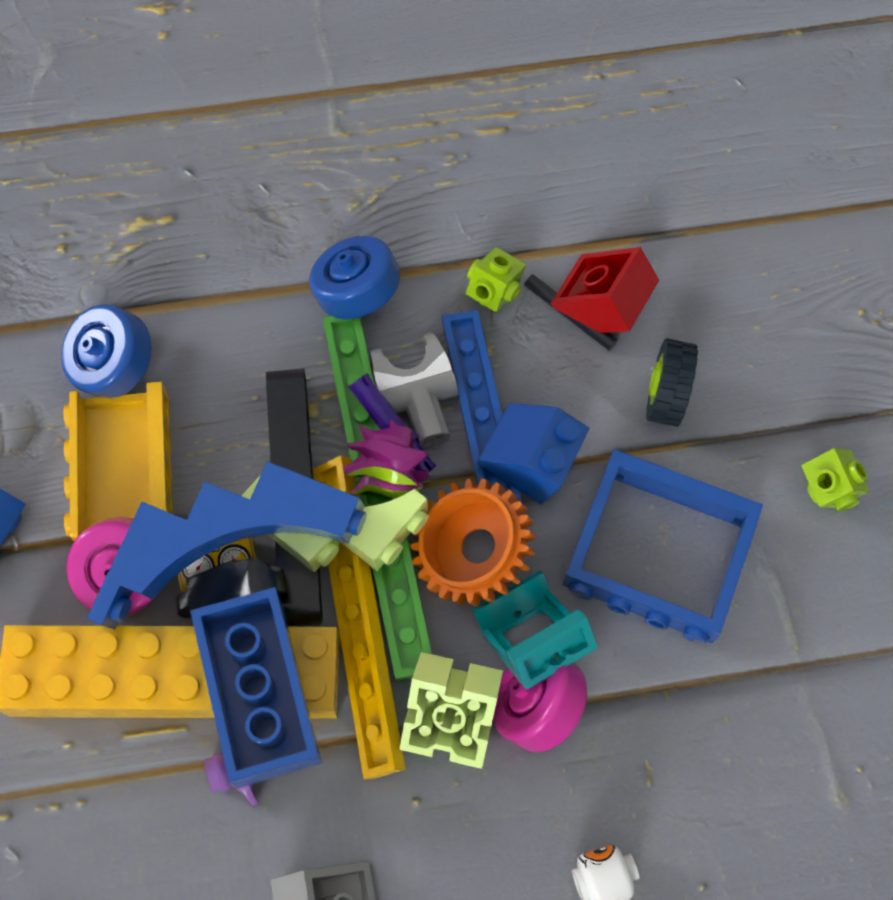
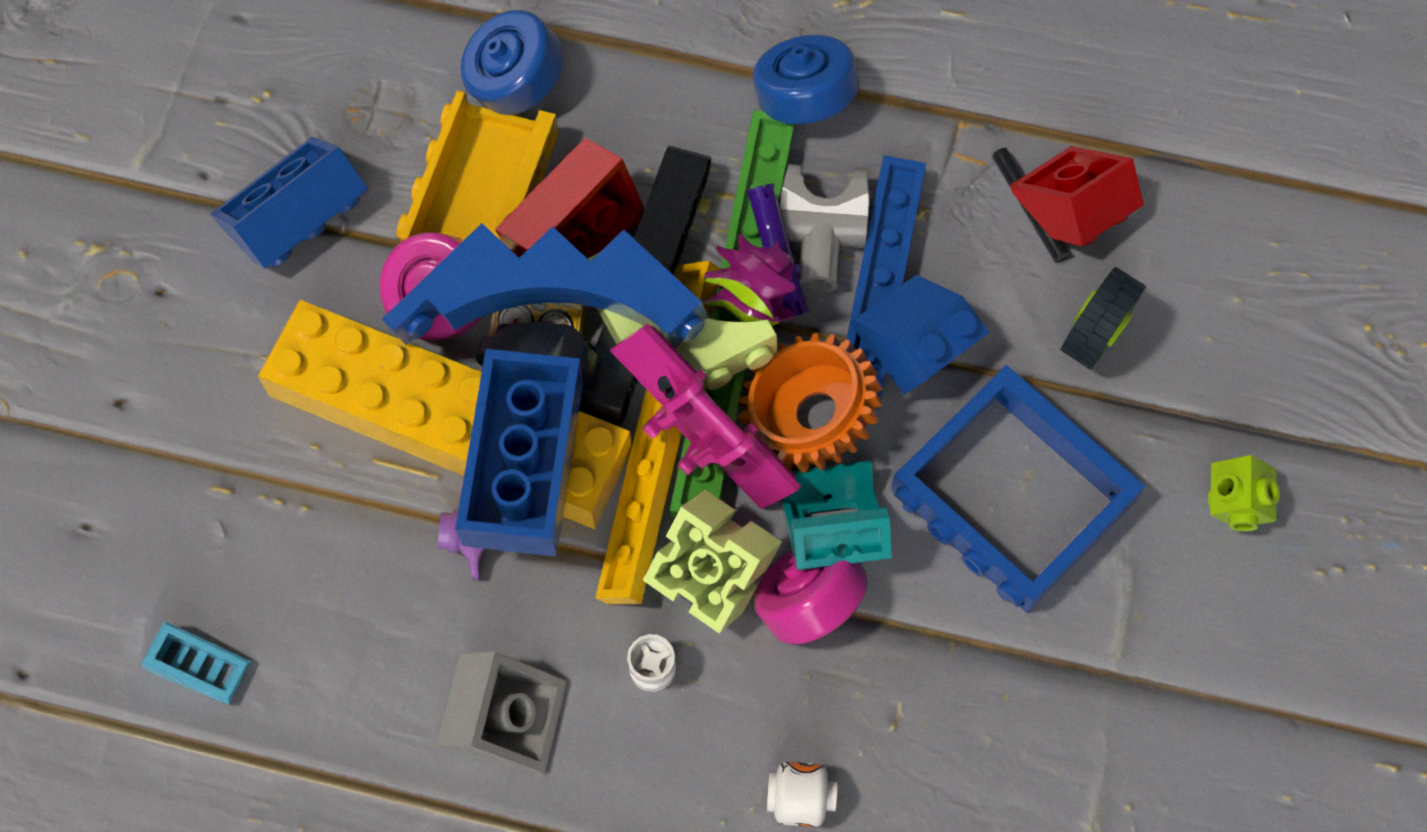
camera: 25 degrees right, 0 degrees up
(216, 446) = (583, 198): none -> red brick
(405, 602) = (701, 420): none -> dark pink piece
(435, 810) = (649, 653): none -> white wheel
(495, 279) = (959, 137): lime brick -> none

